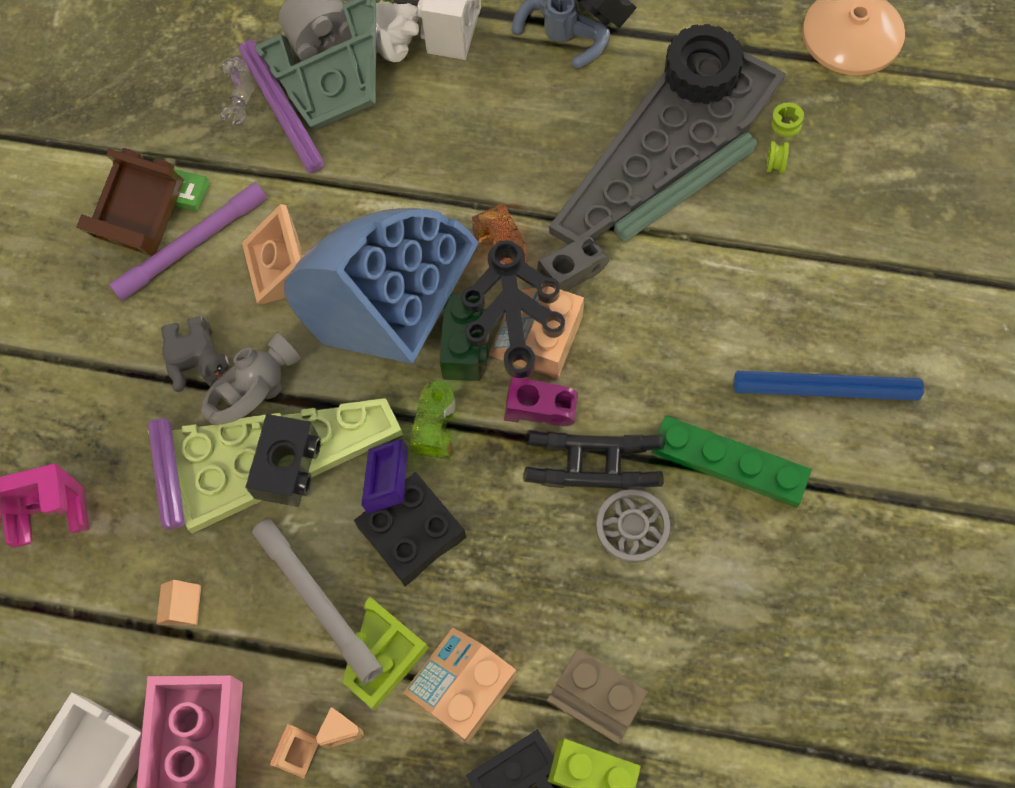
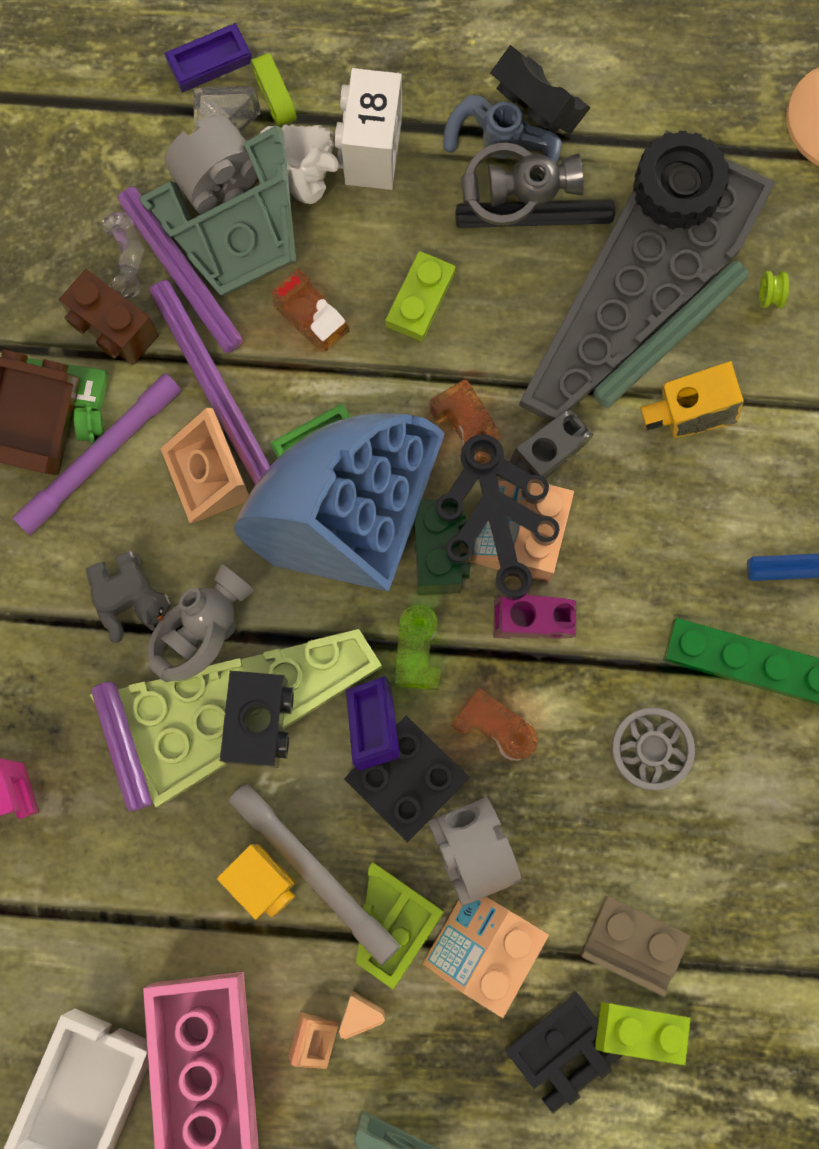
camera: 10 degrees left, 10 degrees up
(178, 603) = (157, 890): light nougat slope -> none
(184, 216) = (88, 423): none -> bright green plate
(215, 135) = (108, 317): none -> reddish brown brick
(264, 598) = (259, 882): none -> yellow piece
(287, 180) = (210, 380): none -> medium lavender axle
(380, 143) = (309, 311): none -> clear orange leg
(459, 591) = (475, 851): none -> light grey brick
(477, 141) = (420, 296): none -> lime plate
(496, 490) = (510, 732): none -> clear orange leg
(579, 55) = (519, 181): none -> flat silver piece
(581, 84) = (552, 213): none -> black axle
(611, 444) = (621, 659): black piece -> none
(700, 238) = (712, 400): none -> yellow torso
(783, 110) = (792, 238): lime bush -> none

